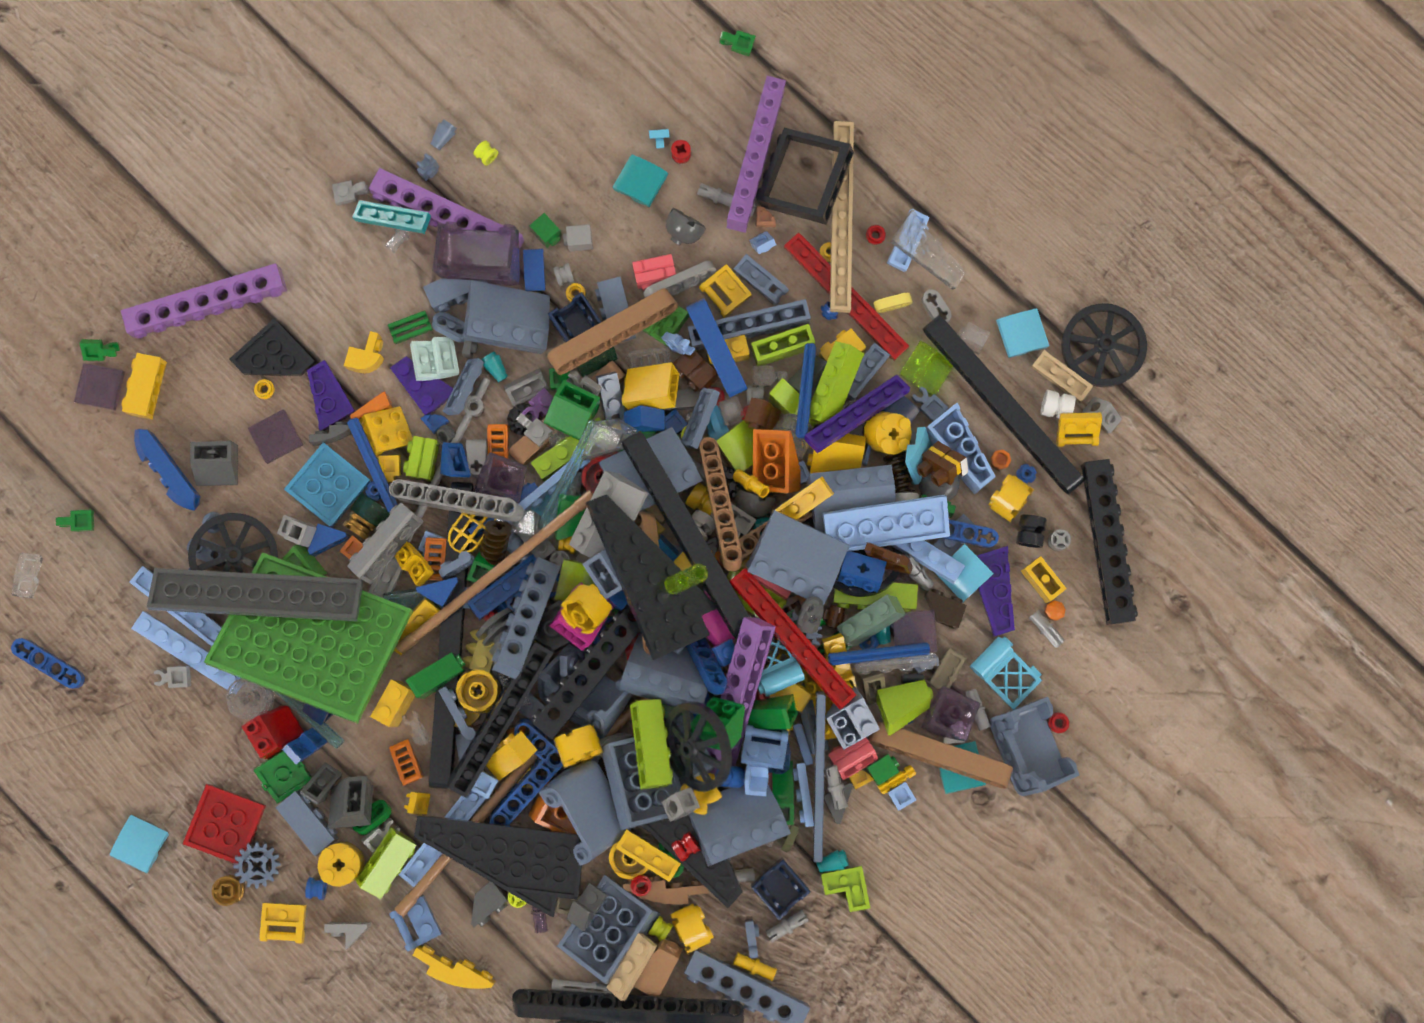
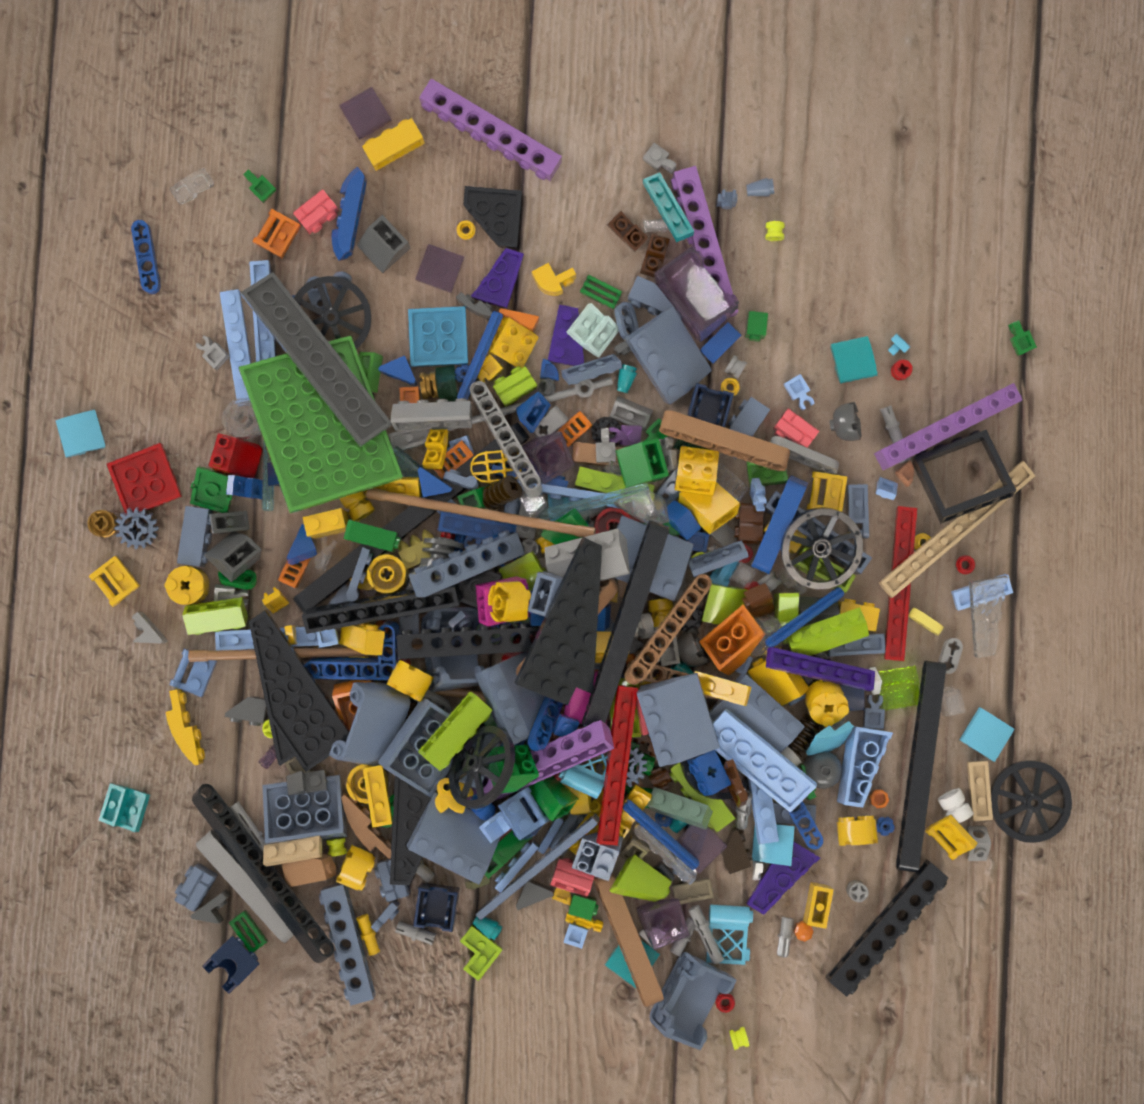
camera: 45 degrees right, 5 degrees up
(95, 350) = (388, 88): green plate -> none
(133, 537) = (282, 235): none -> orange plate
(140, 494) = (316, 212): none -> coral brick
(296, 531) = (386, 345): light grey brick -> none
(315, 888) = (156, 583): blue wheel -> none
(380, 266) = (627, 231): none -> reddish brown slope
(395, 742) = (302, 548): none -> blue slope
(401, 666) = (358, 506): none -> yellow wheel
(419, 260) = (654, 255): none -> reddish brown slope
(455, 812) = (291, 632): none -> yellow tile
(578, 238) = (772, 353): light grey brick -> none
(617, 373) = (697, 470): none -> yellow bracket
(623, 243) = (797, 389): none -> light blue plate
(640, 891) = (350, 812): red plate -> none
(680, 804) = (431, 789): light grey brick -> none
(685, 579) = (592, 655): clear neon green axle -> none
(685, 846) = (406, 818): red wheel -> none
(733, 915) = (389, 891): none -> sand blue brick
(751, 483) = (702, 636): yellow pin -> none
(767, 328) = (824, 551): none -> wheel
(810, 615) = (645, 763): dark grey rock -> none
(826, 312) = (876, 579): blue plate -> none
(835, 787) = (540, 885): light grey pin -> none
(907, 379) = (877, 683): none -> white tile
(942, 464) = (838, 762): reddish brown hips -> none
(973, 602) = (757, 870): none -> white tile
(983, 687) = (707, 937): none -> light grey pin
(1031, 531) = (846, 866): black wheel -> none
(1096, 736) = (739, 1038): none -> neon yellow wheel

